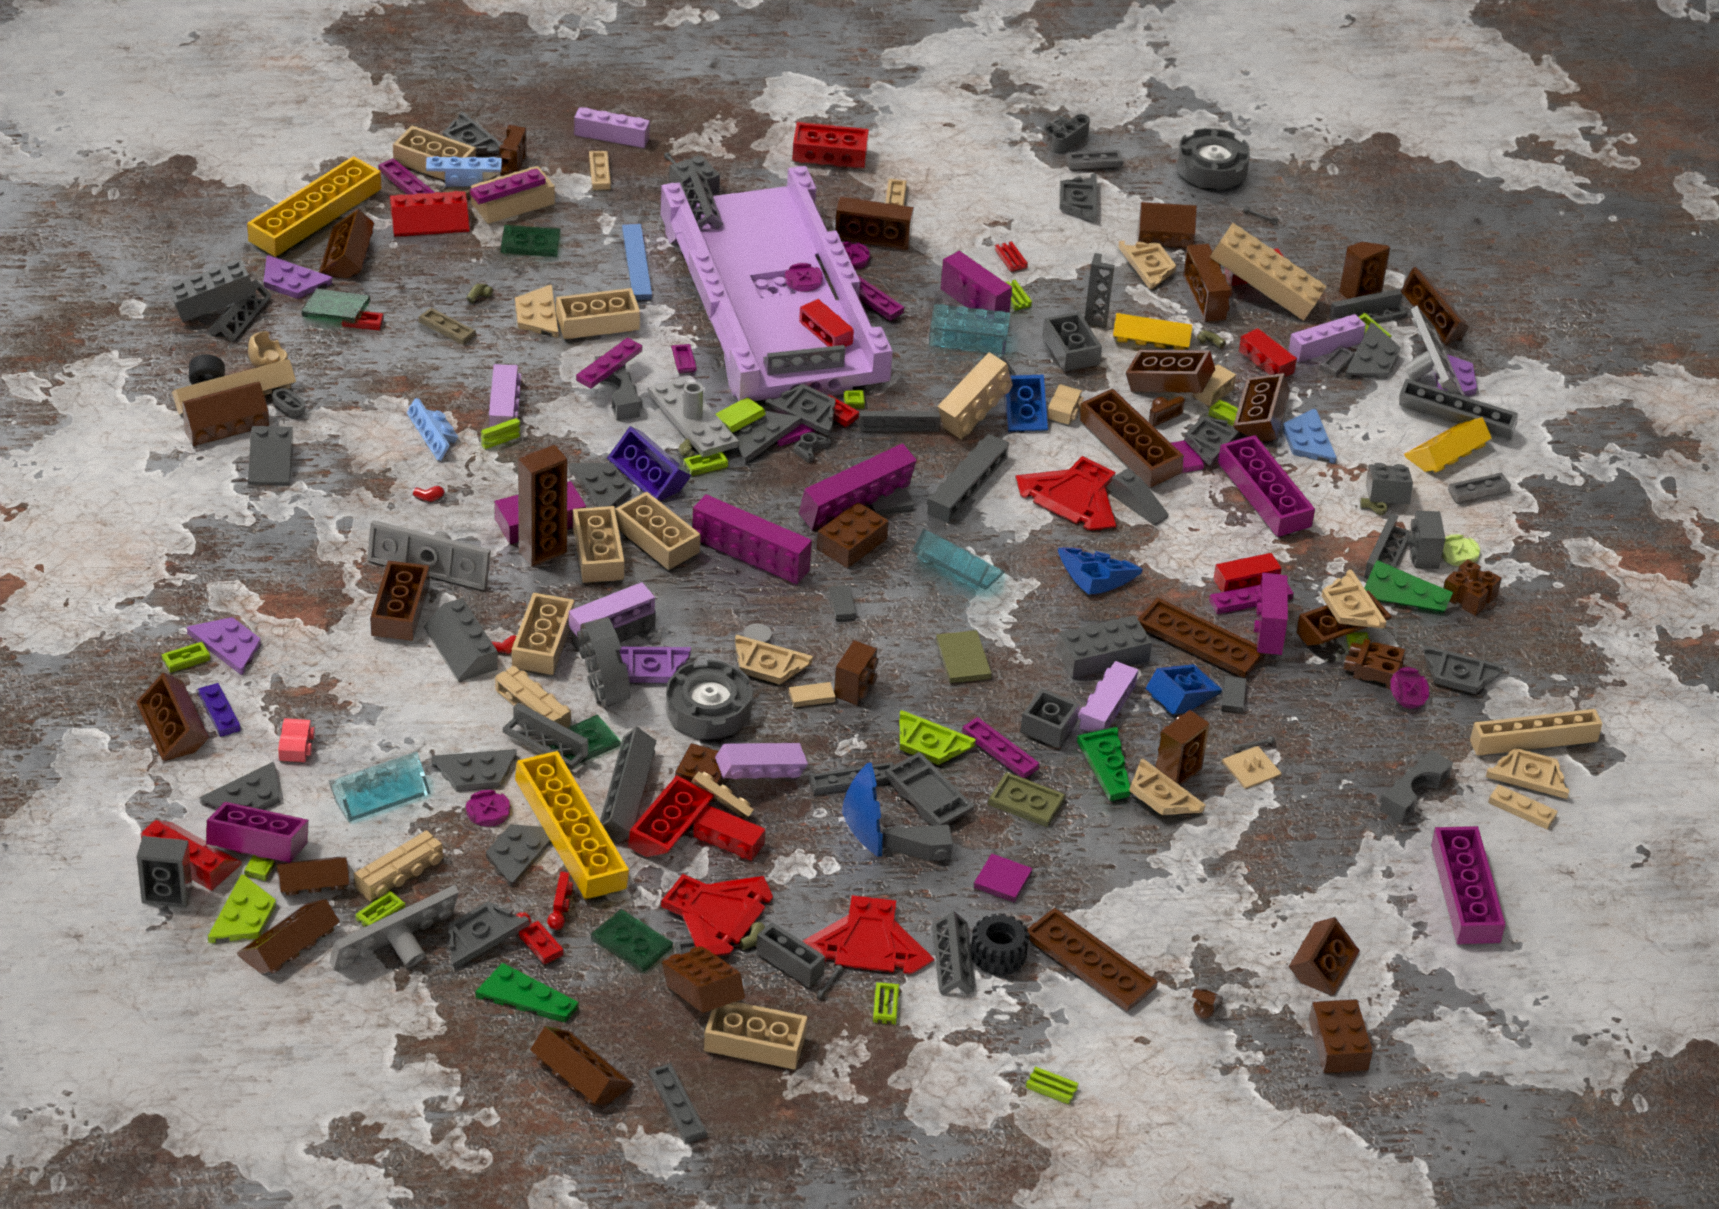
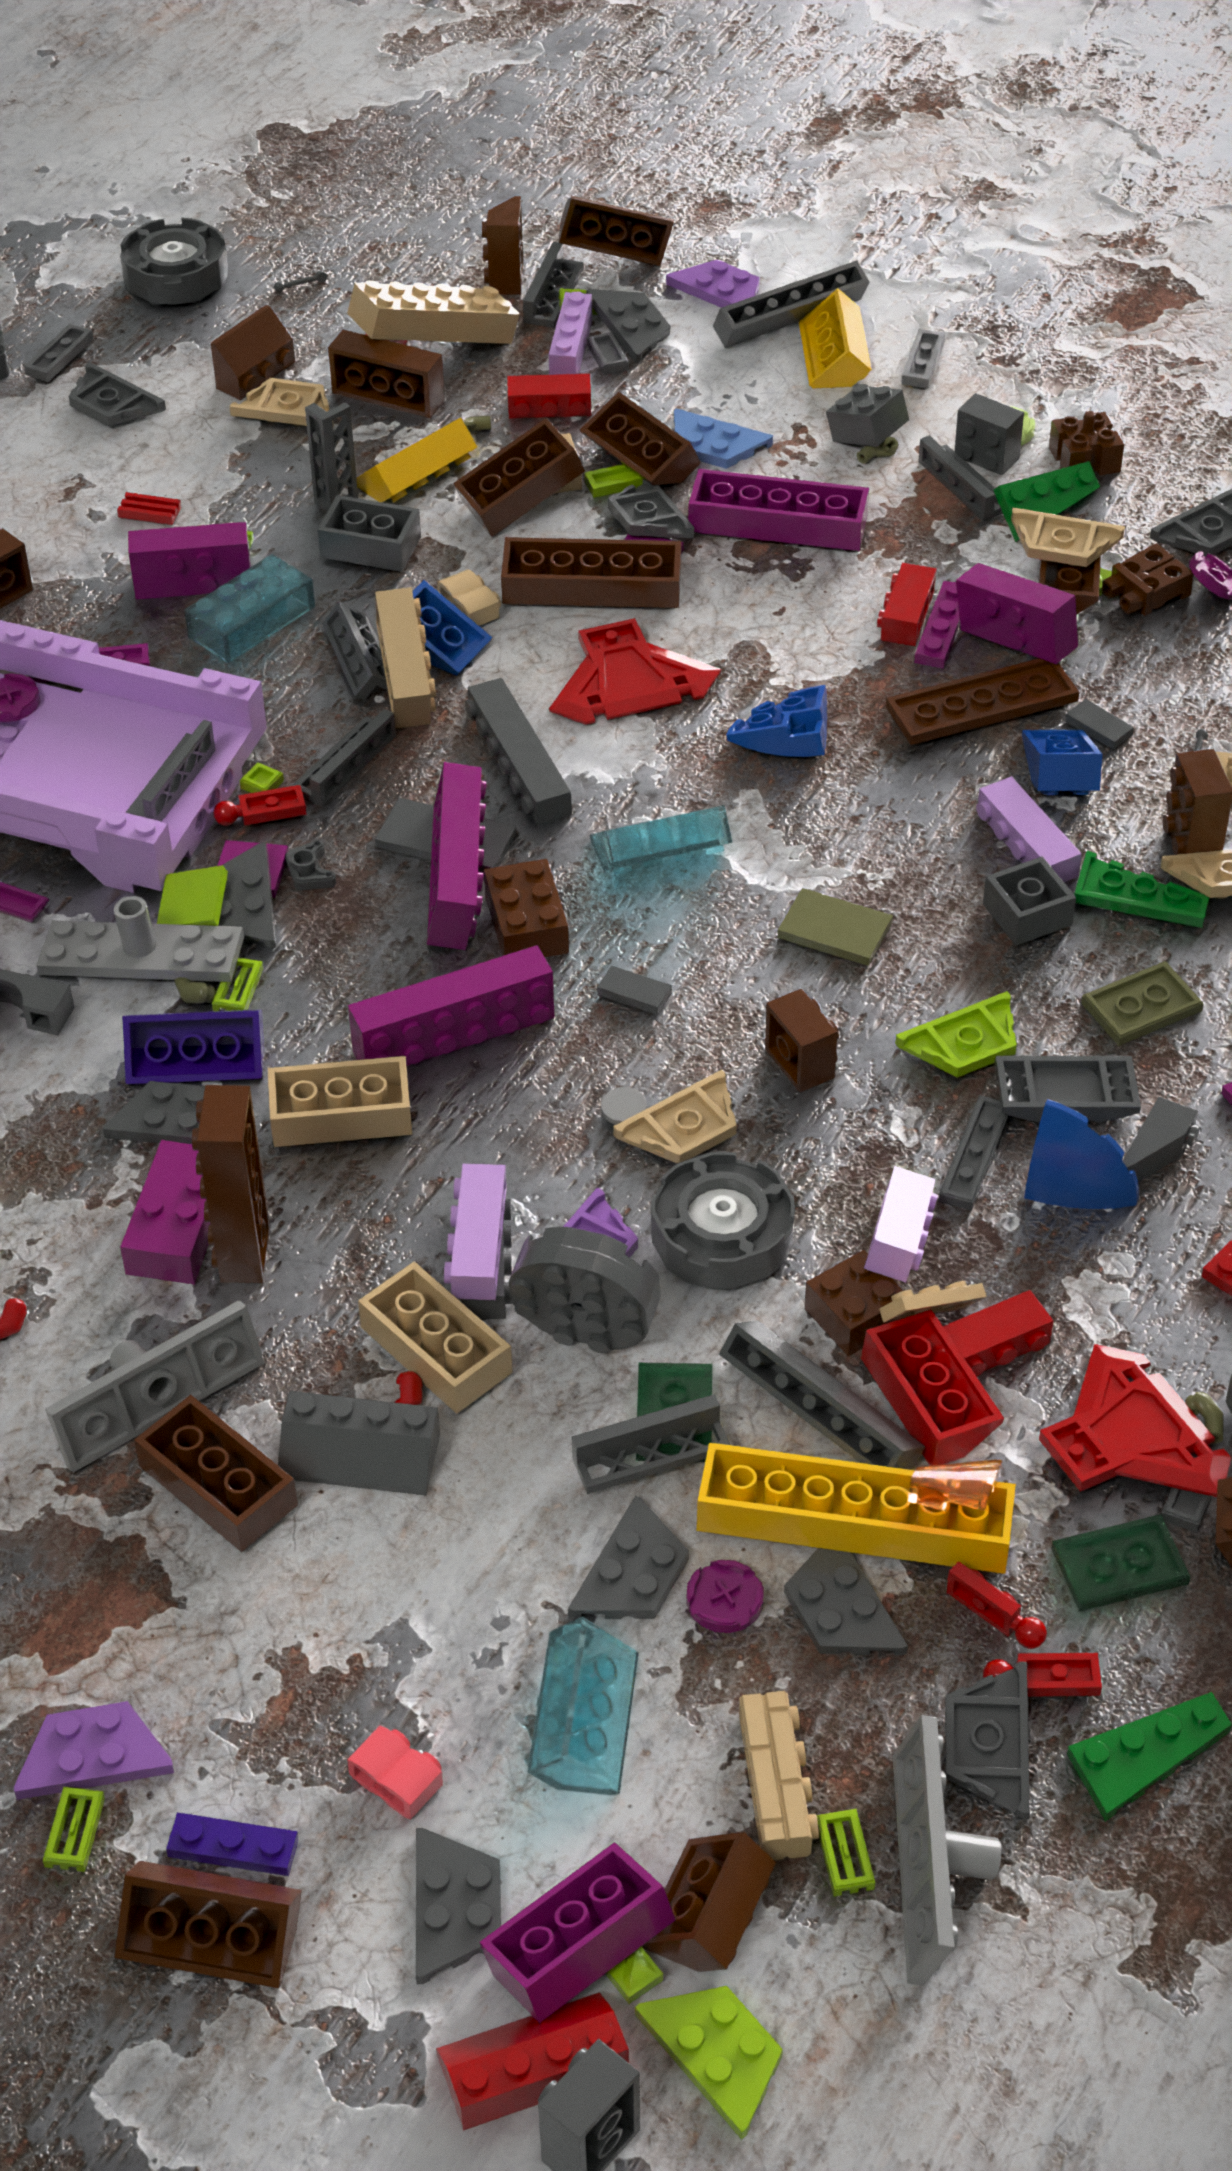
camera: 50 degrees left, 5 degrees up
(289, 937) = (824, 2011): reddish brown slope -> none
(518, 687) = (547, 1422): tan brick -> none
(598, 544) = (319, 1180): tan brick -> none
(605, 844) = (957, 1483): none -> clear orange slope
(811, 405) = (247, 821): dark grey wing -> none
(811, 694) = (784, 1111): tan tile -> none
(826, 324) = (131, 721): red brick -> none
(1000, 748) = (1036, 977): magenta plate -> none
(1099, 645) = (934, 789): dark grey brick -> none
(1136, 495) = (688, 623): dark grey slope -> none
(1165, 410) = (556, 523): reddish brown tile -> none
(1434, 358) = (699, 271): light grey plate -> none

